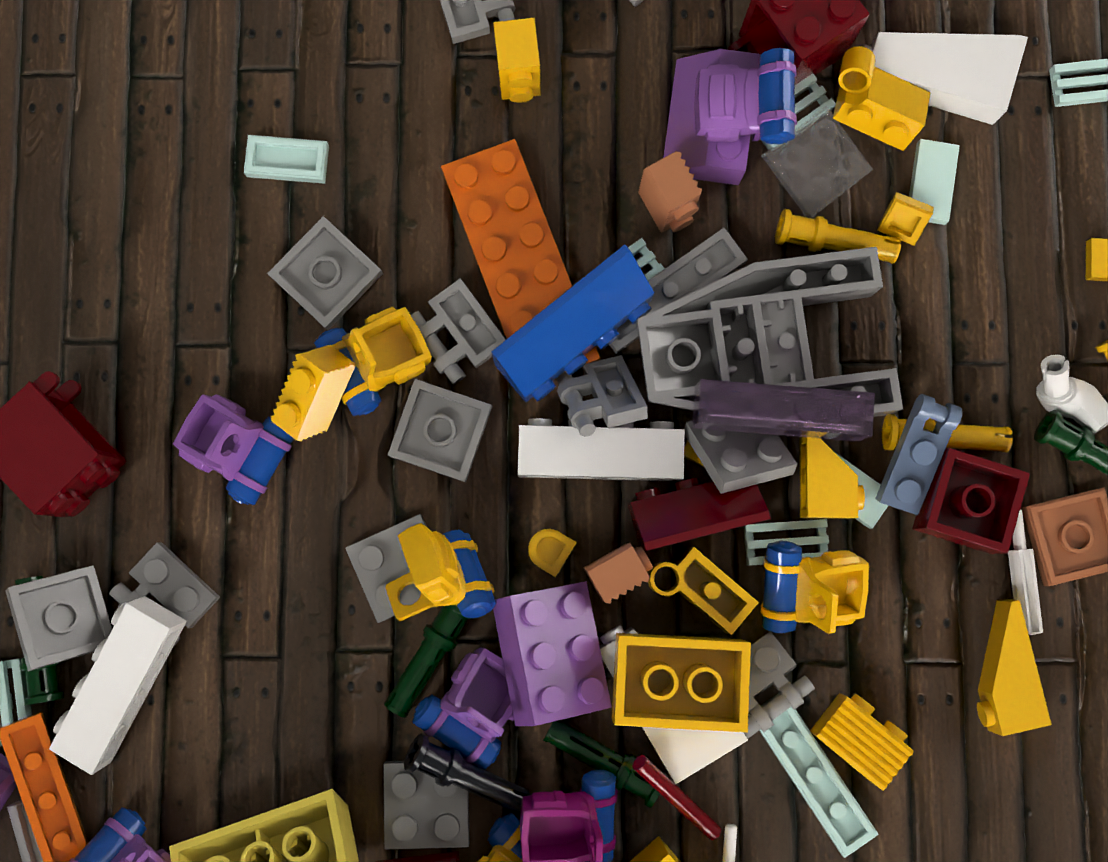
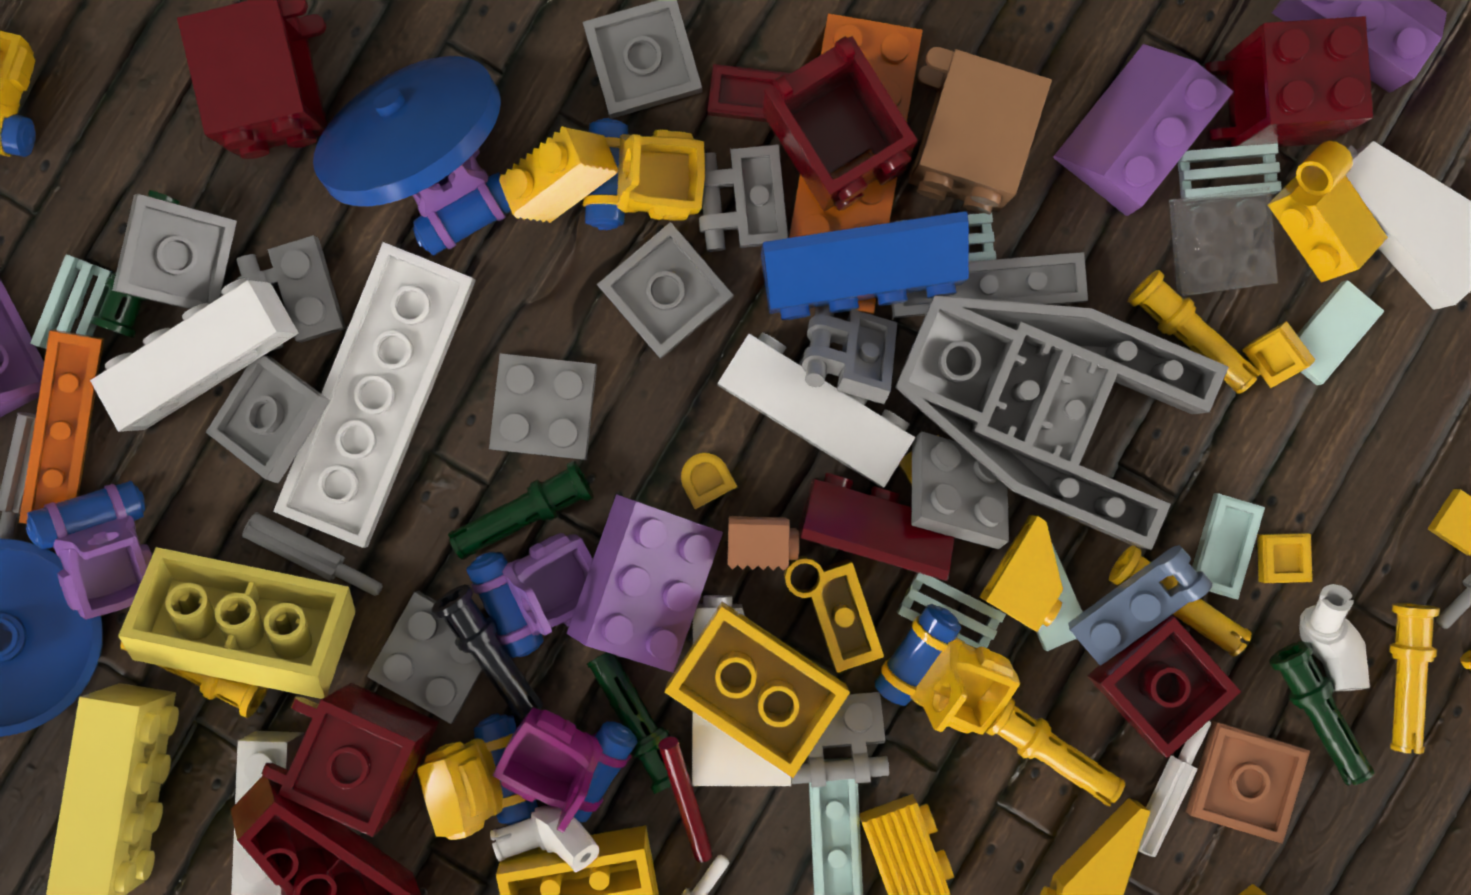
camera: 30 degrees right, 5 degrees up
(183, 425) = (407, 131): none -> blue dish
(199, 697) = (267, 417): none -> light grey plate
(270, 635) = (375, 395): none -> white plate
(285, 783) = (305, 552): none -> light grey axle
(424, 252) = (739, 92): none -> dark red tile
(444, 572) = (584, 438): yellow piece -> none
(487, 234) = (832, 116): none -> dark red container
(595, 184) = (976, 129): none -> medium nougat container
(670, 193) = (1050, 184): nougat brick -> none
(748, 101) = (1189, 134): medium lavender piece -> none
(783, 410) = (1026, 478): clear purple brick -> none
(905, 598) = (1036, 740): none -> yellow pin
(953, 373) = (1227, 543): none -> light aqua tile
(999, 360) = (1284, 558): none -> yellow tile

